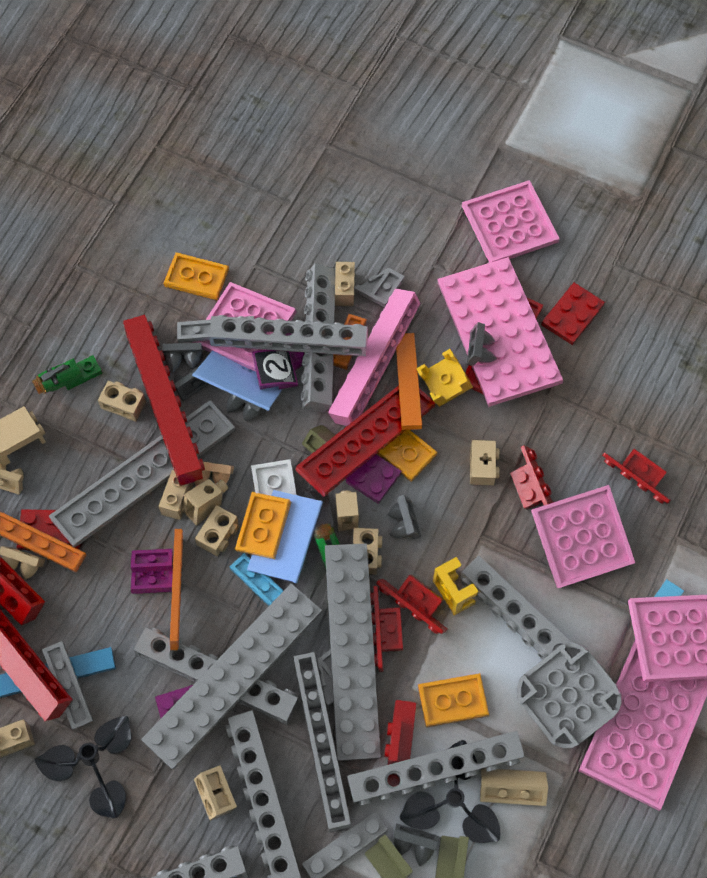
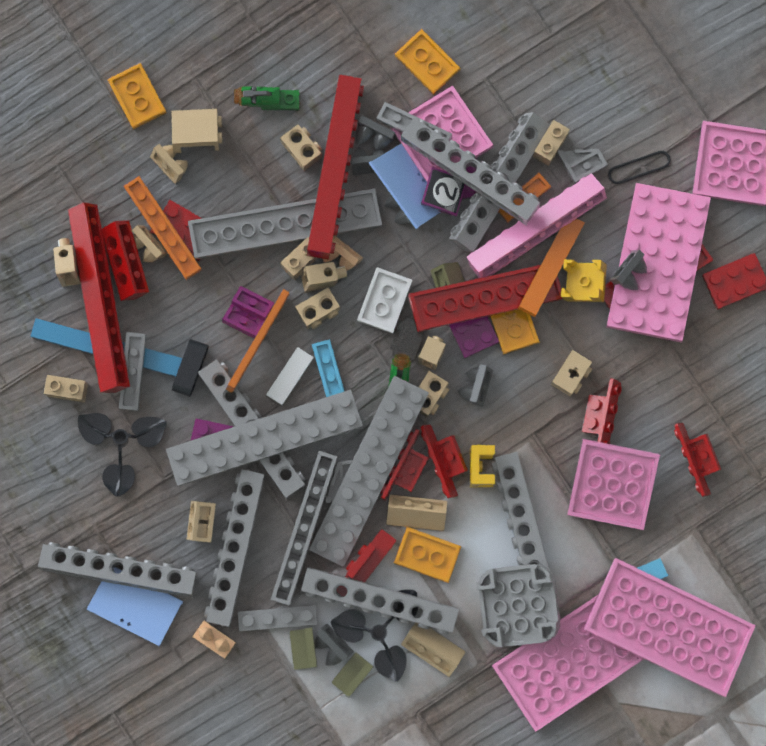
camera: 30 degrees right, 15 degrees up
(123, 651) = (189, 367): none -> black beam
(225, 607) = (289, 376): none -> white tile
(263, 525) = (356, 326): light orange tile -> none
(294, 540) = (371, 346): light blue container -> none
(419, 666) = (416, 512): none -> tan panel
(444, 245) = (635, 160): none -> black piece

